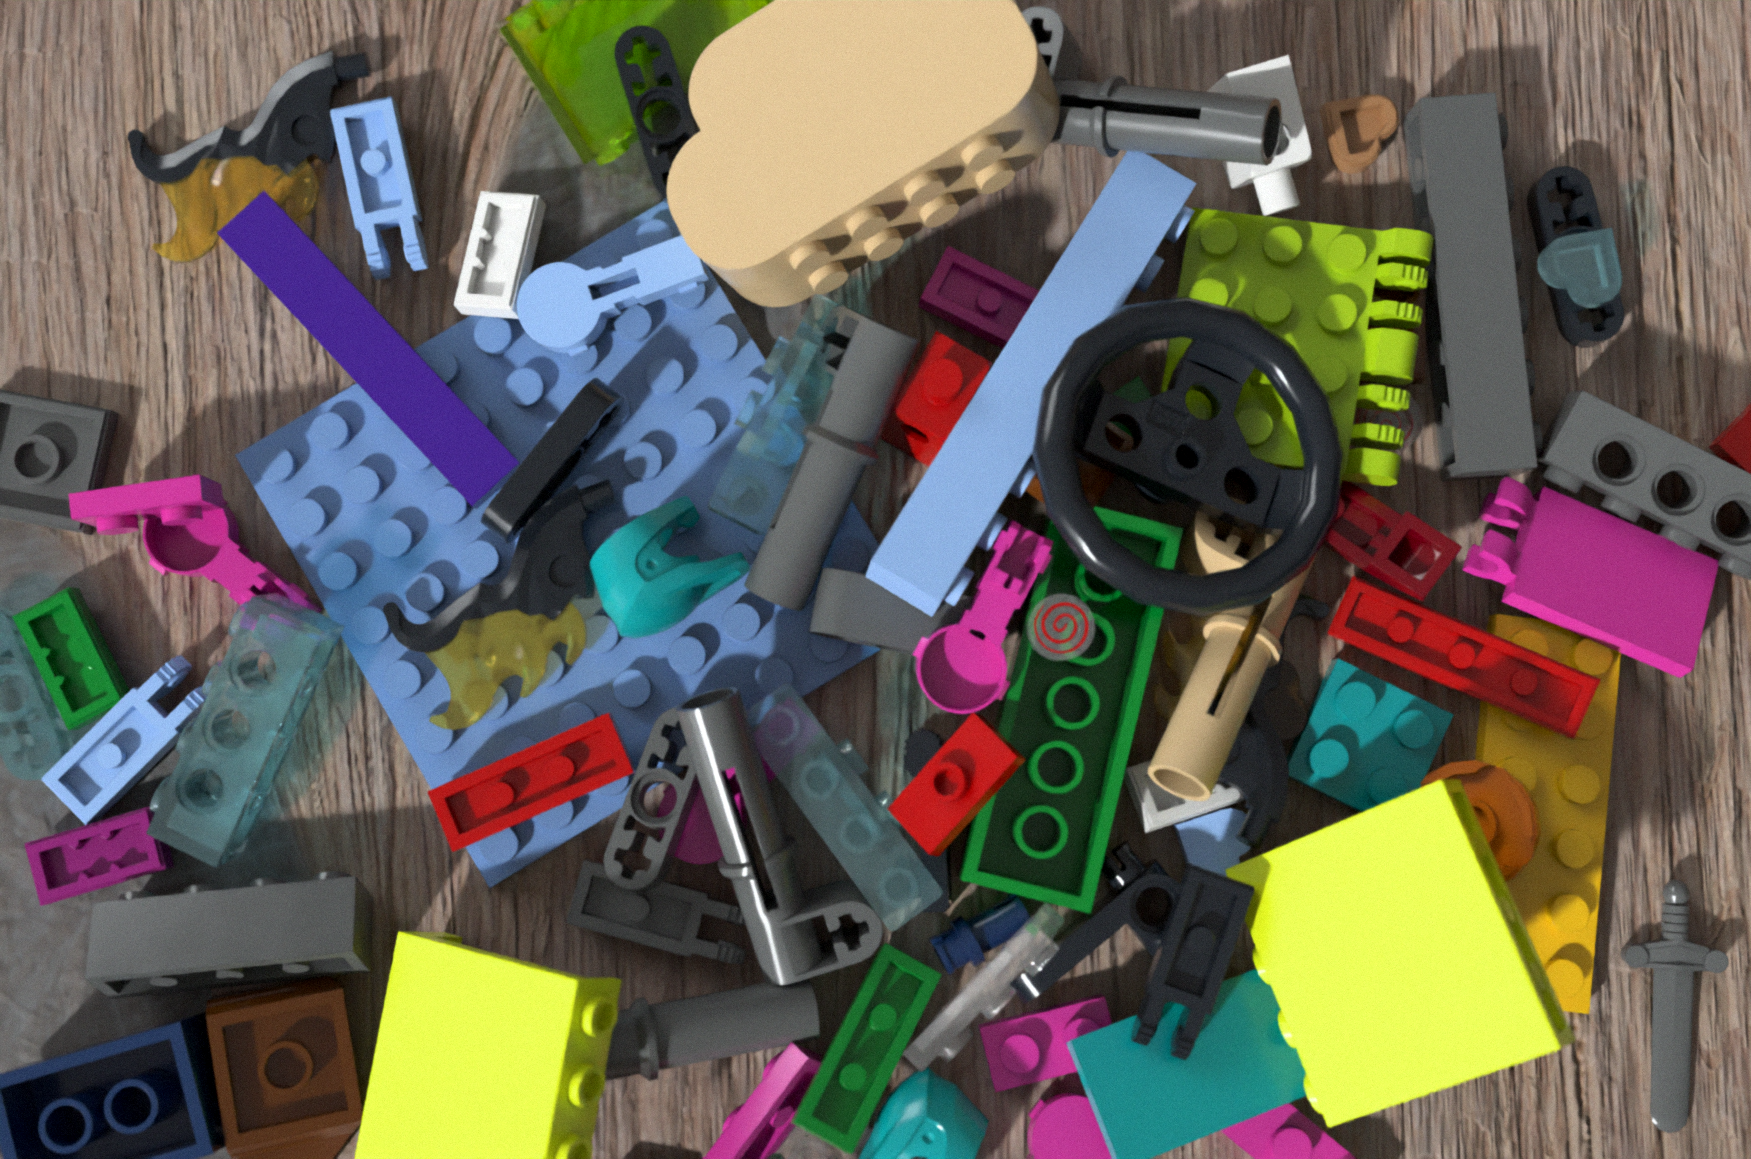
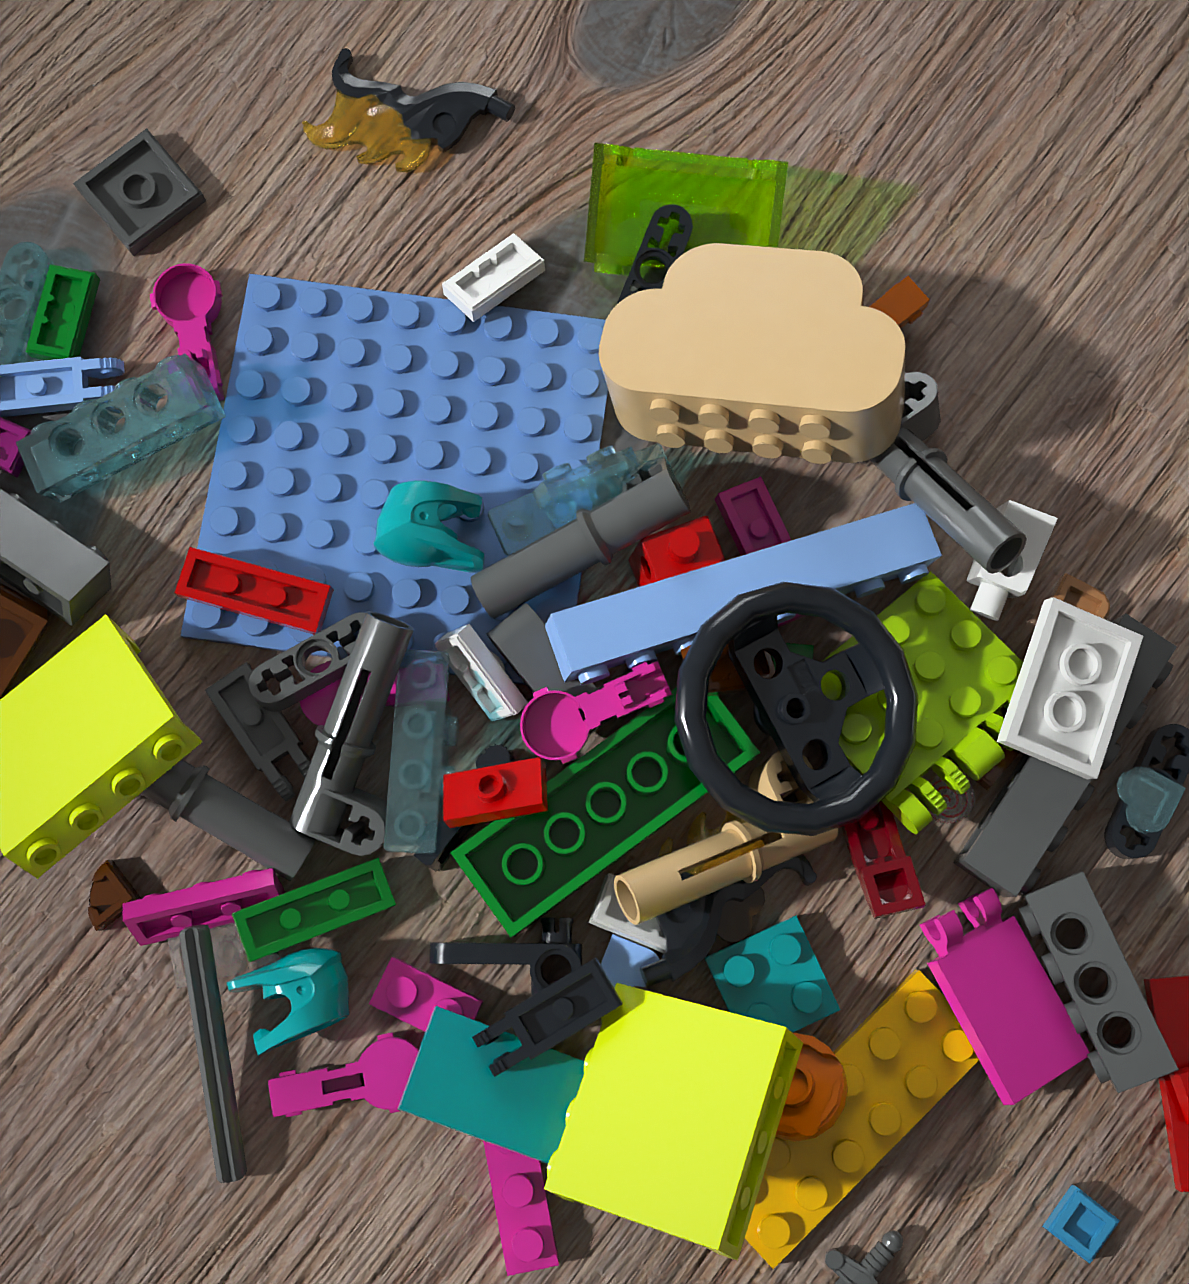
camera: 45 degrees right, 5 degrees down
(121, 507) = (189, 266): dark pink plate -> none
(370, 349) = (373, 274): dark purple tile -> none
(379, 181) = (460, 183): light blue hinge -> none
(519, 621) = (327, 493): piece -> none
(552, 459) = (422, 415): black beam -> none
(558, 302) = (499, 338): light blue piece -> none
(836, 674) = (481, 673): none -> white plate
(979, 934) = (439, 900): dark blue pin -> none
(987, 990) = (412, 933): clear plate -> none
(1060, 627) = (634, 749): clear tile -> none
(1432, 218) = (1070, 688): none -> white plate
(1464, 657) = (874, 978): red tile -> none

